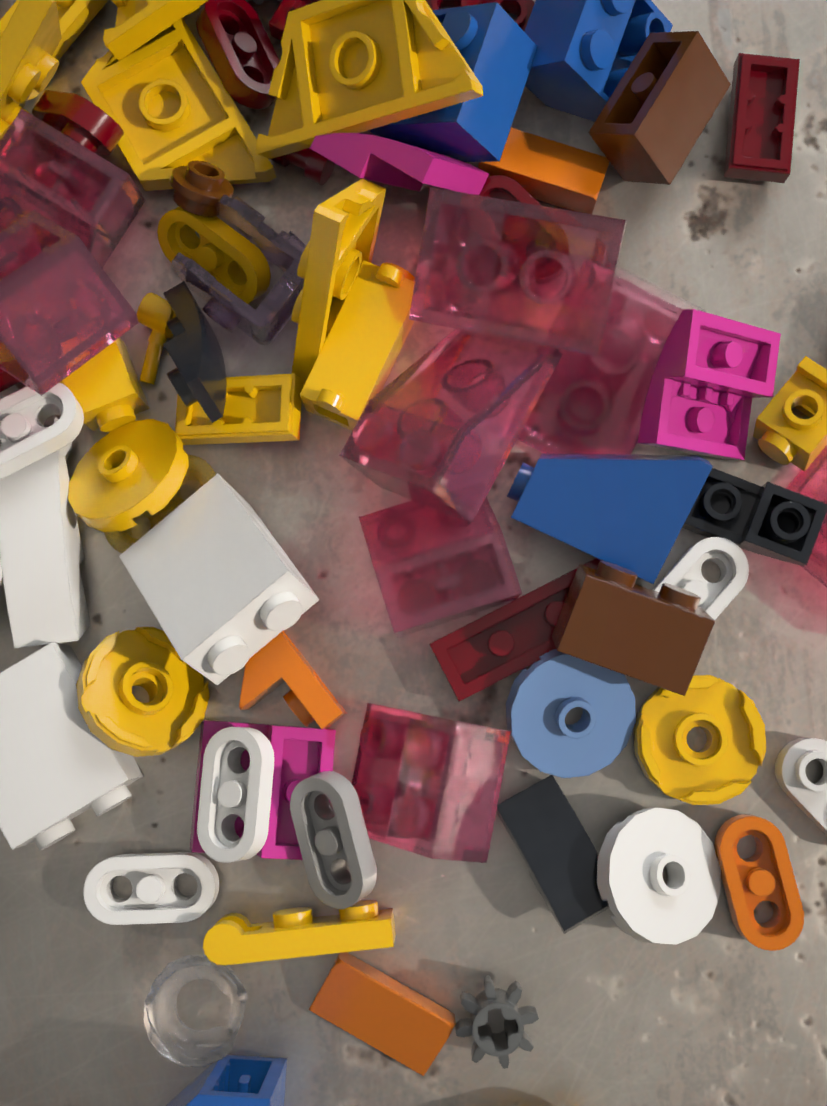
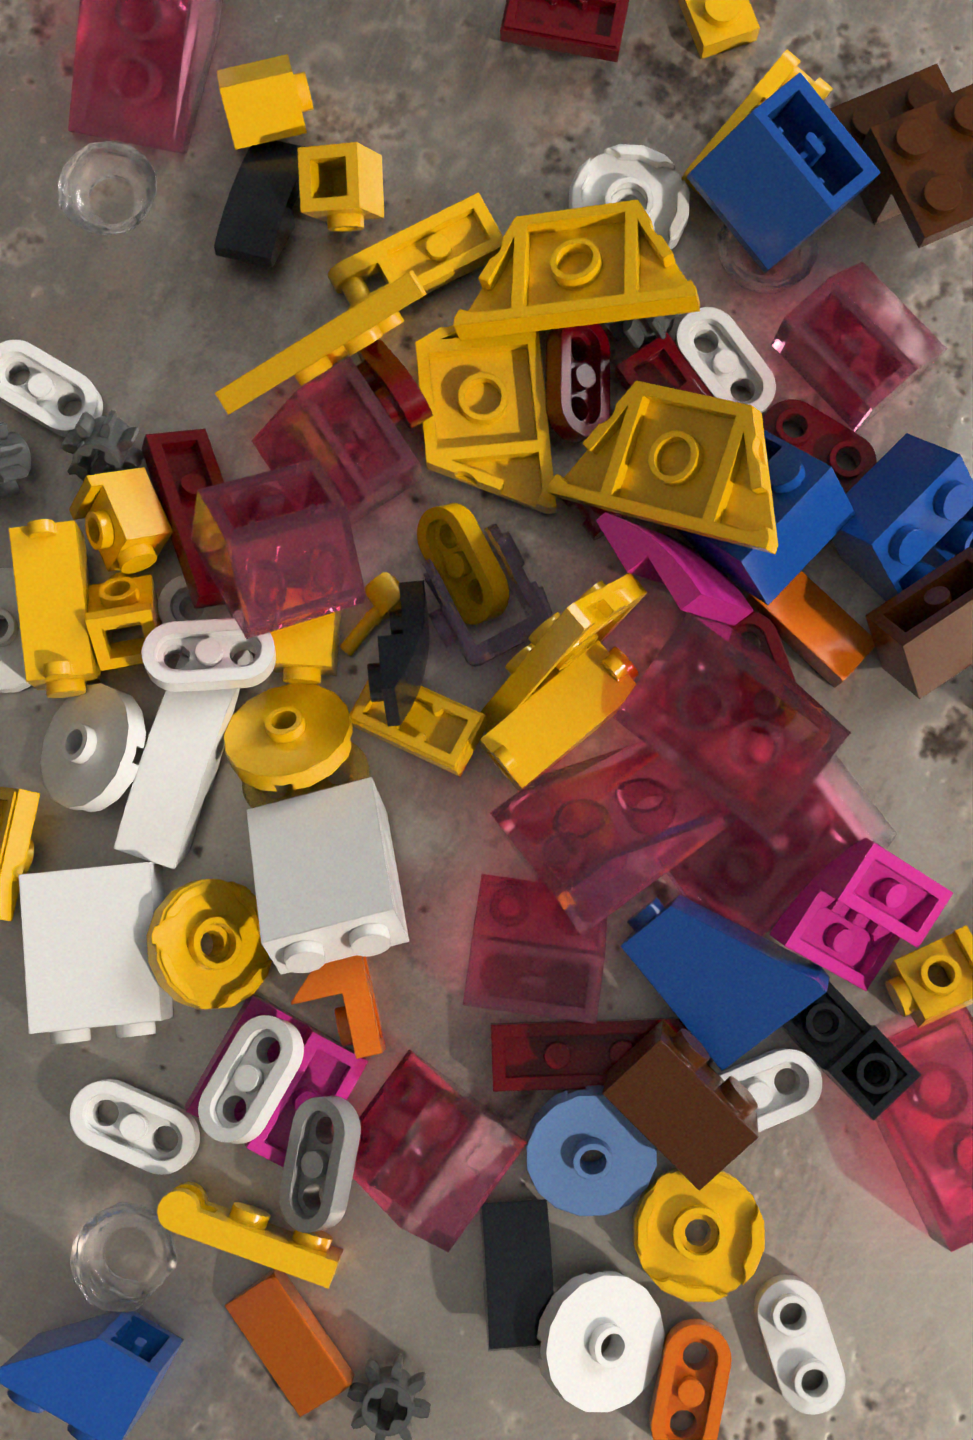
camera: 20 degrees right, 0 degrees up
(200, 187) = (479, 500): reddish brown plate -> none

